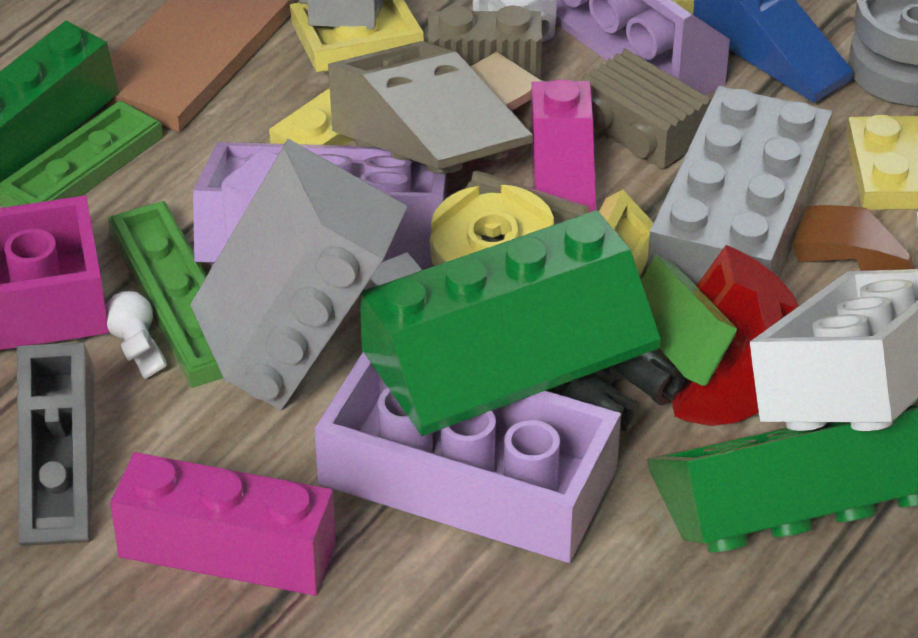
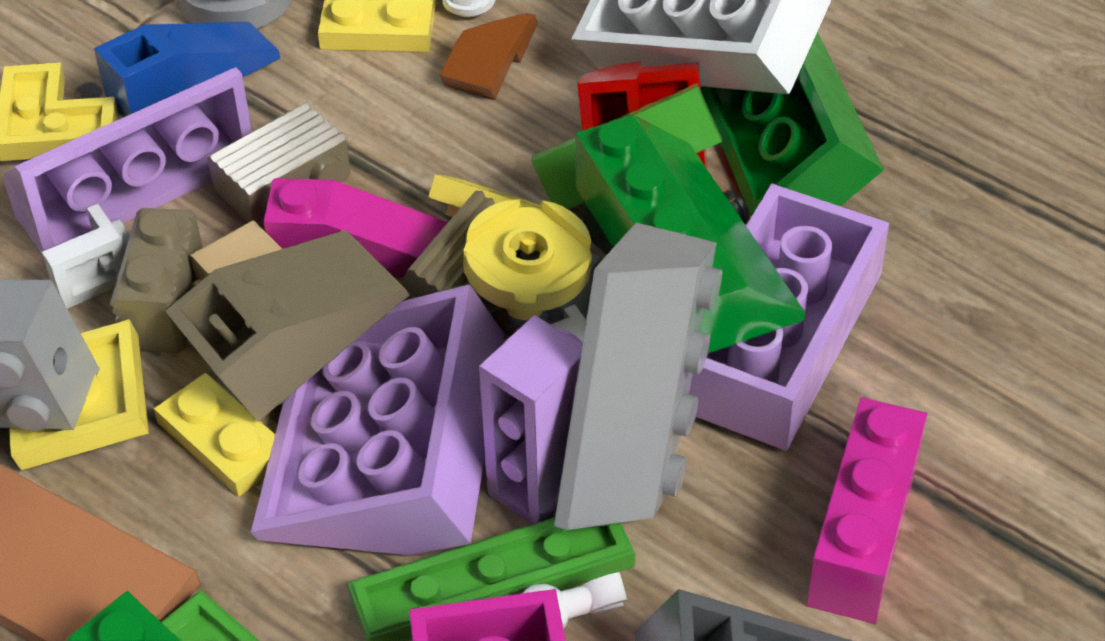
camera: 85 degrees left, 5 degrees up
(742, 182) = (437, 106): light grey brick -> none

